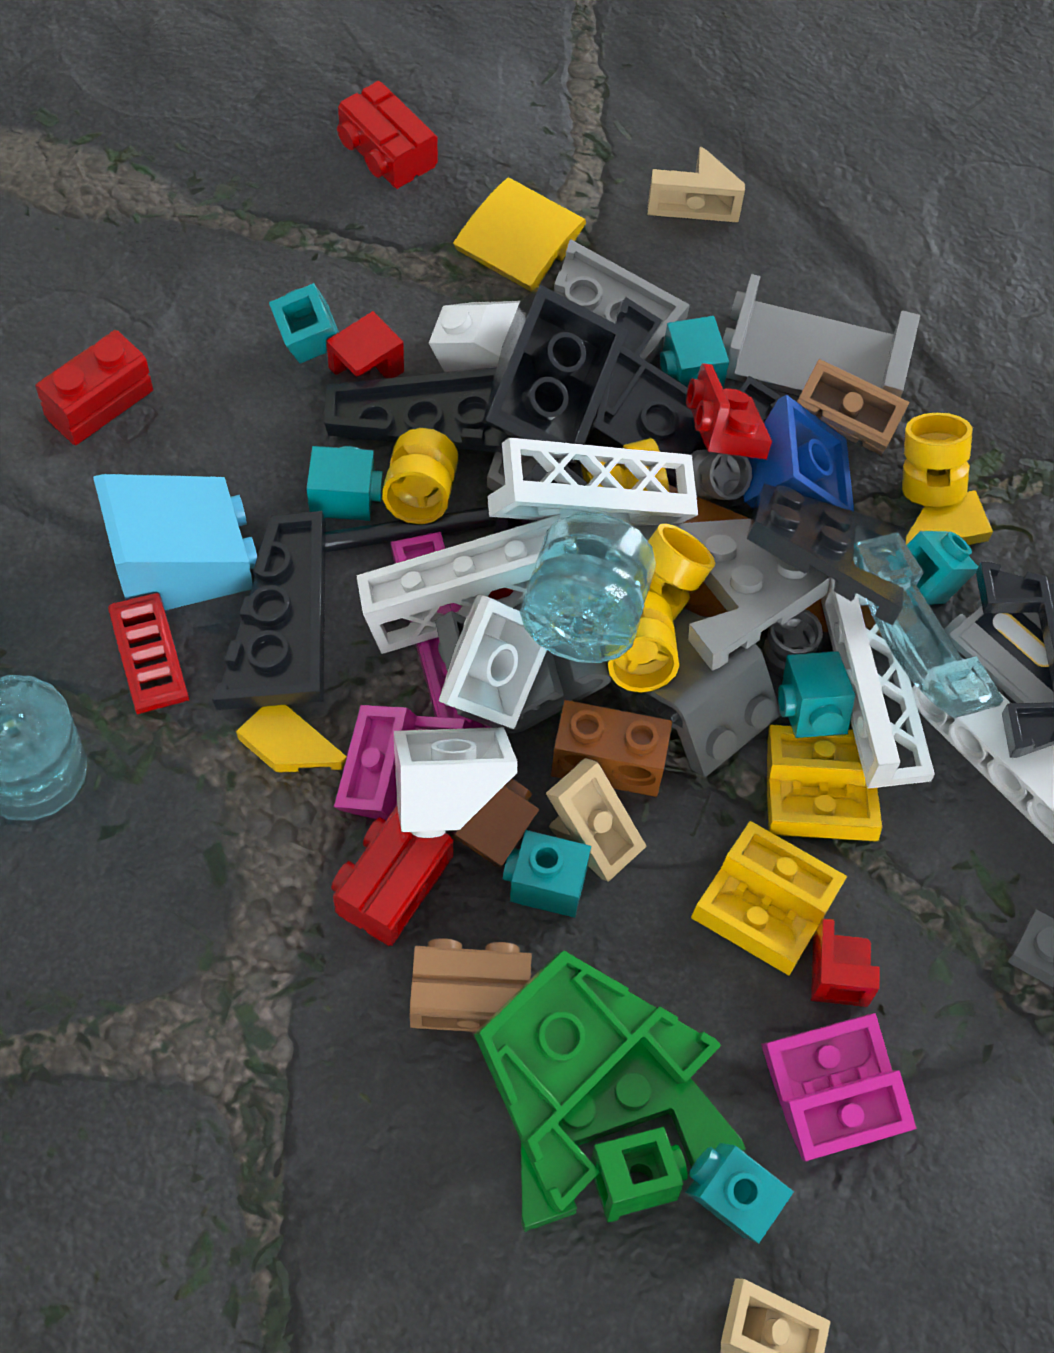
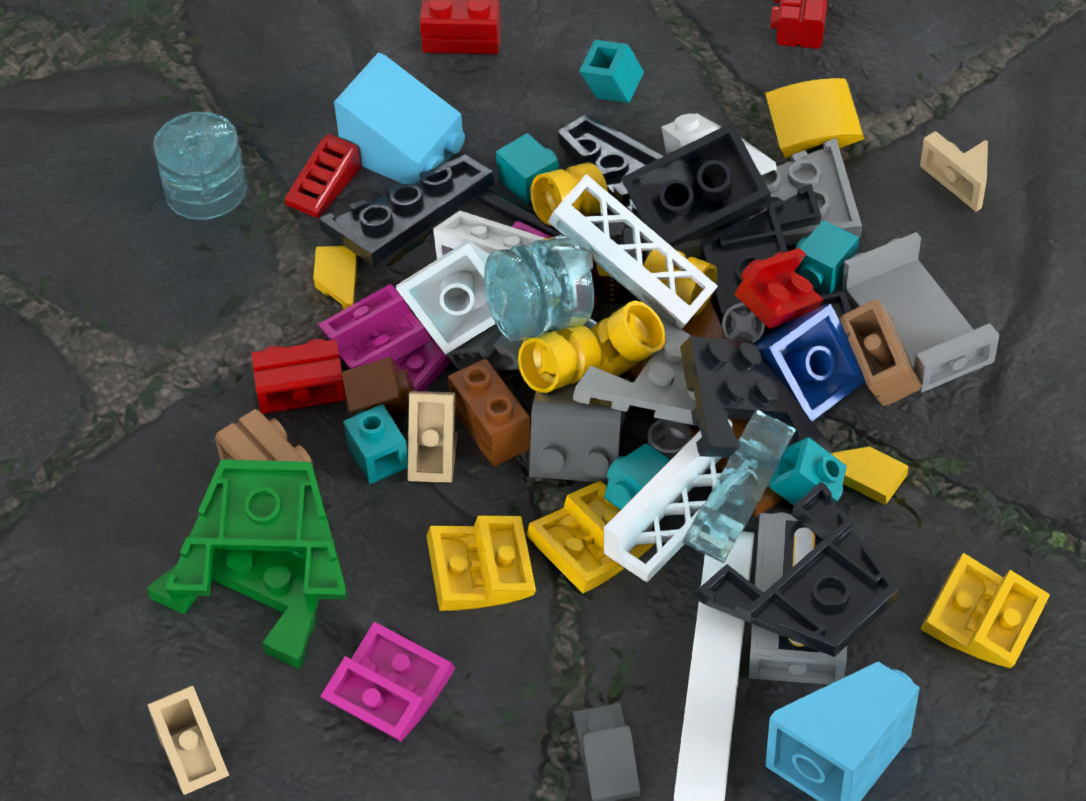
camera: 55 degrees right, 10 degrees down
(366, 345) = (632, 105): red panel -> none
(448, 776) = (365, 332): white slope -> none
(644, 1153) = (227, 613): green brick -> none
(737, 1190) = (260, 666): teal brick -> none
(842, 968) = (468, 626): red panel -> none
(936, 459) = (893, 420): yellow wheel -> none

